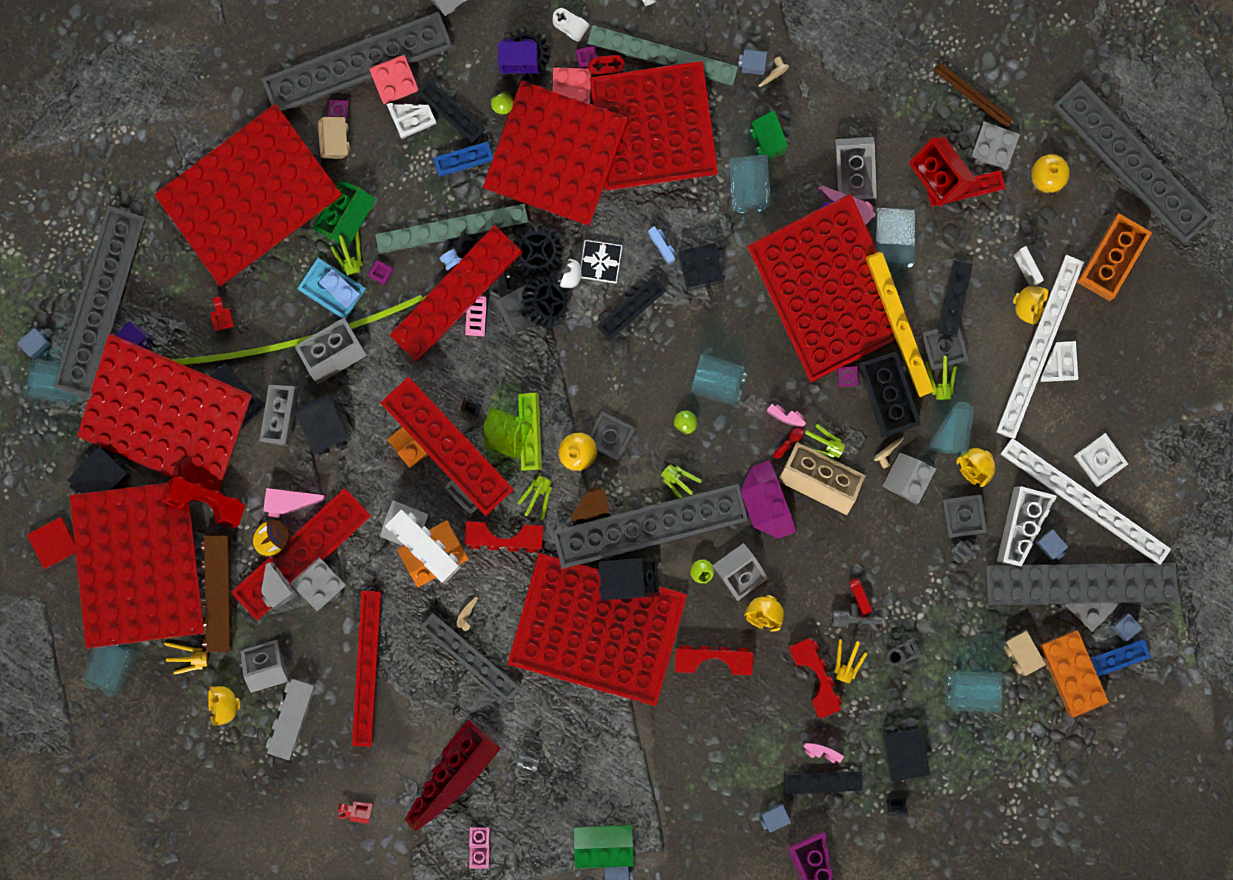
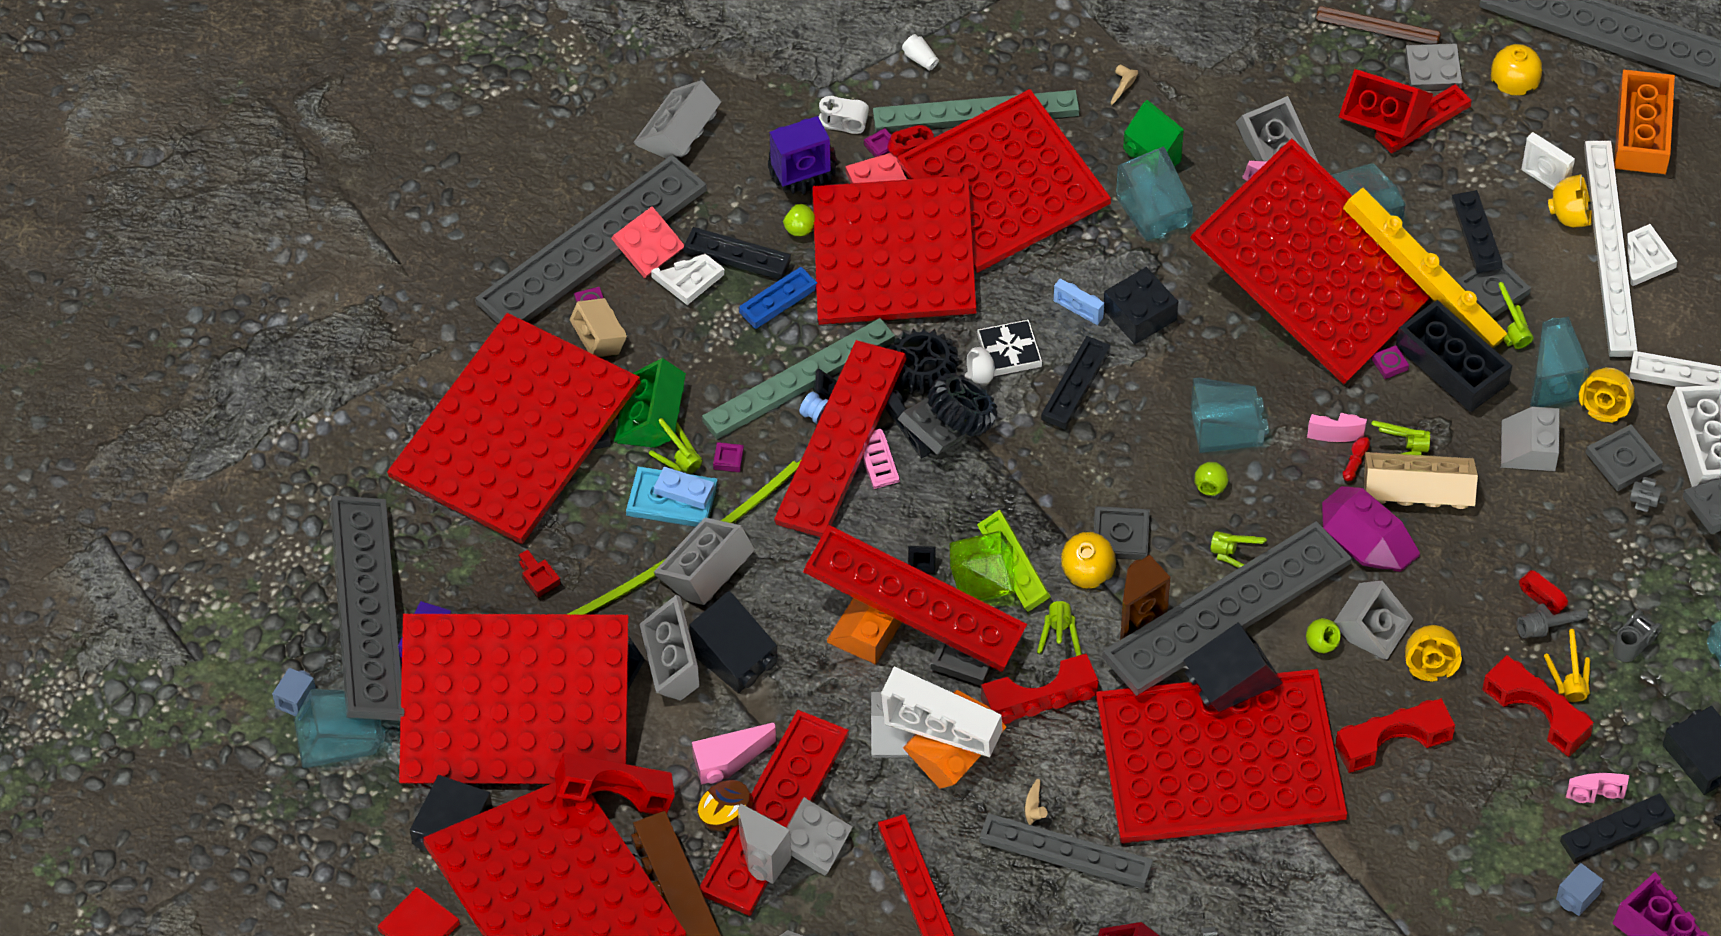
camera: 25 degrees left, 30 degrees down
(753, 62) = (1092, 78): sand blue brick -> none
(881, 456) = (1482, 429): tan bar -> none

